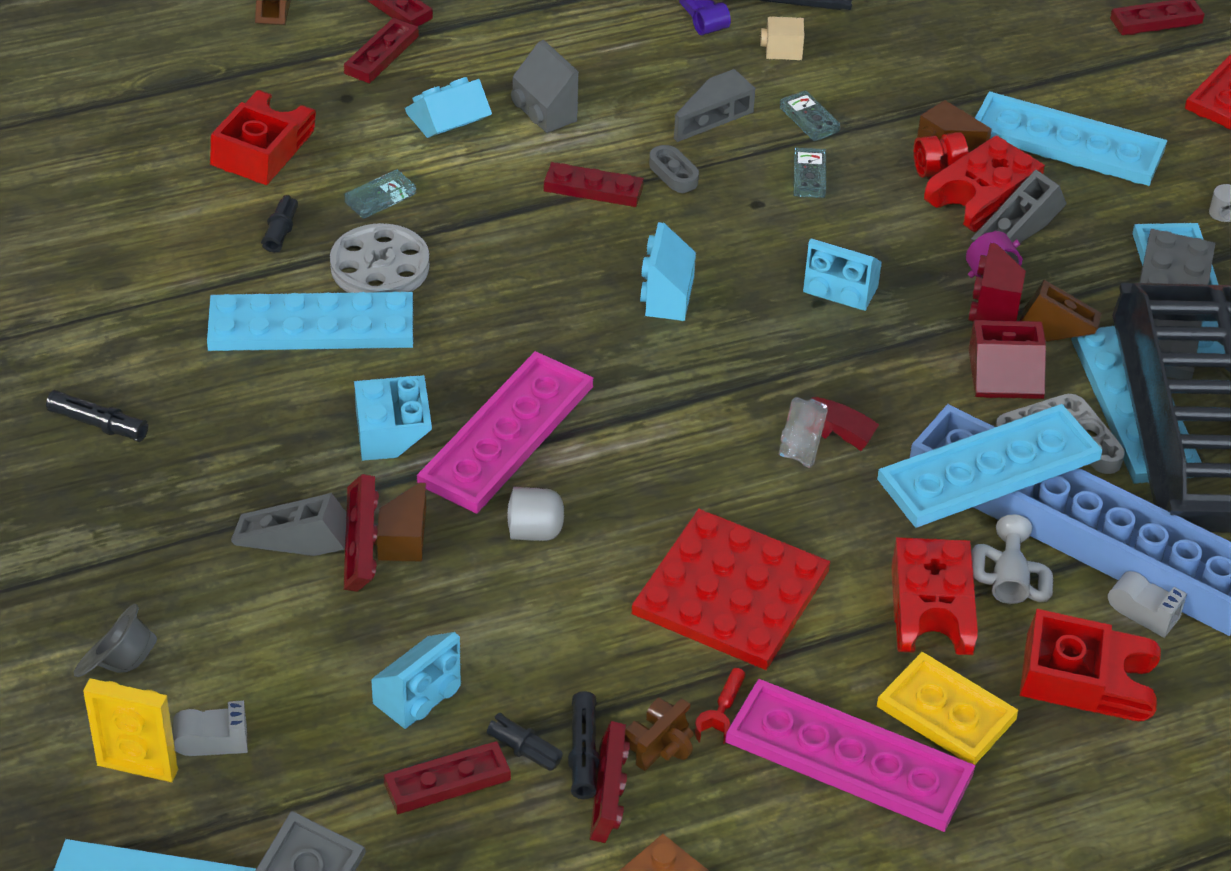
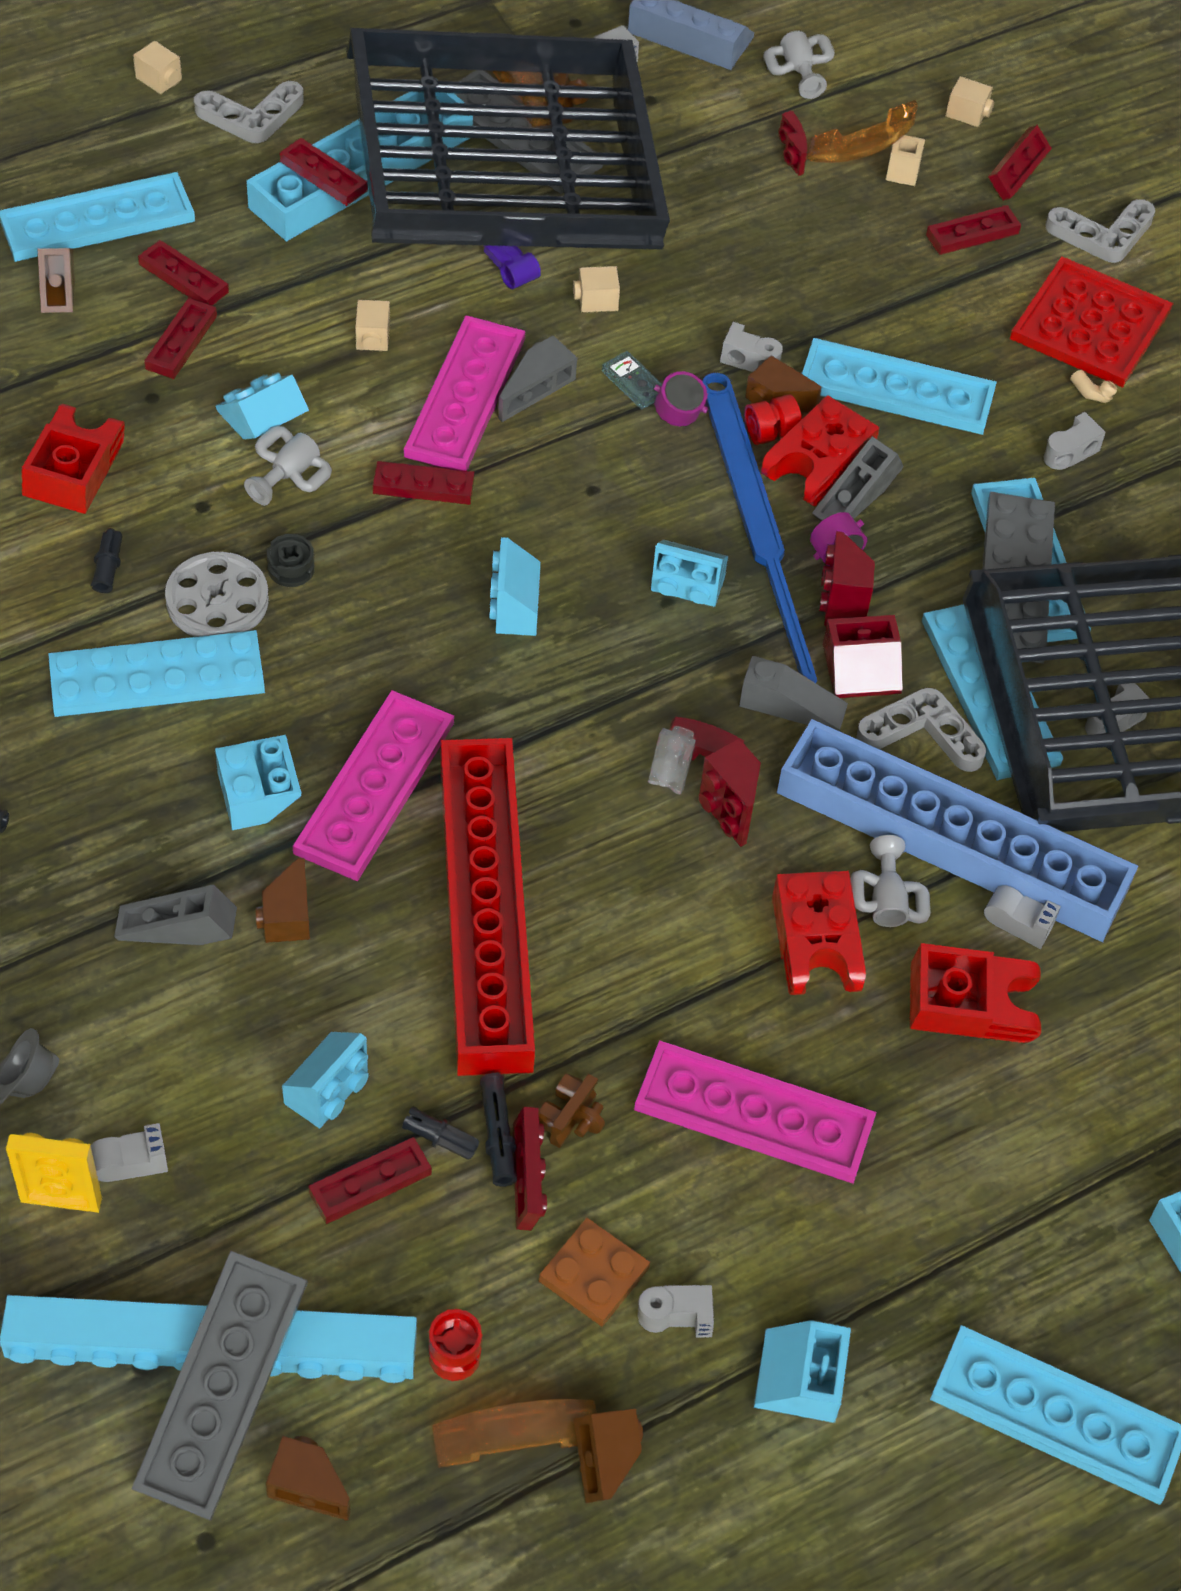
camera: 10 degrees left, 10 degrees up
(360, 533) = (246, 922): dark red plate -> none
(380, 194) = (205, 513): clear light blue tile -> none
(455, 237) = (290, 560): none -> pearl dark grey wheel
(466, 156) = (290, 462): none -> light grey piece
(535, 514) = (416, 879): light grey helmet -> none
(546, 88) = (362, 375): dark grey slope -> none
(567, 44) = (372, 325): none -> tan brick
(599, 546) = (486, 908): none -> red brick
(643, 114) = (464, 394): none -> dark pink plate
(674, 168) = (509, 462): dark grey plate -> none
(718, 719) = (628, 1066): red piece -> none
(731, 588) = (619, 939): red plate -> none
(809, 172) = (641, 449): clear light blue tile -> none
(852, 131) = (680, 398): none -> piece
(855, 458) = (730, 788): none -> dark red slope
(915, 233) = (755, 508): none -> blue piece
(919, 96) = (748, 350): none -> light grey leg
(926, 386) = (789, 695): none -> dark grey slope
(947, 708) = (843, 1051): yellow plate -> none
(988, 465) = (860, 788): medium azure plate -> none
(1060, 313) = (909, 599): reddish brown slope -> none

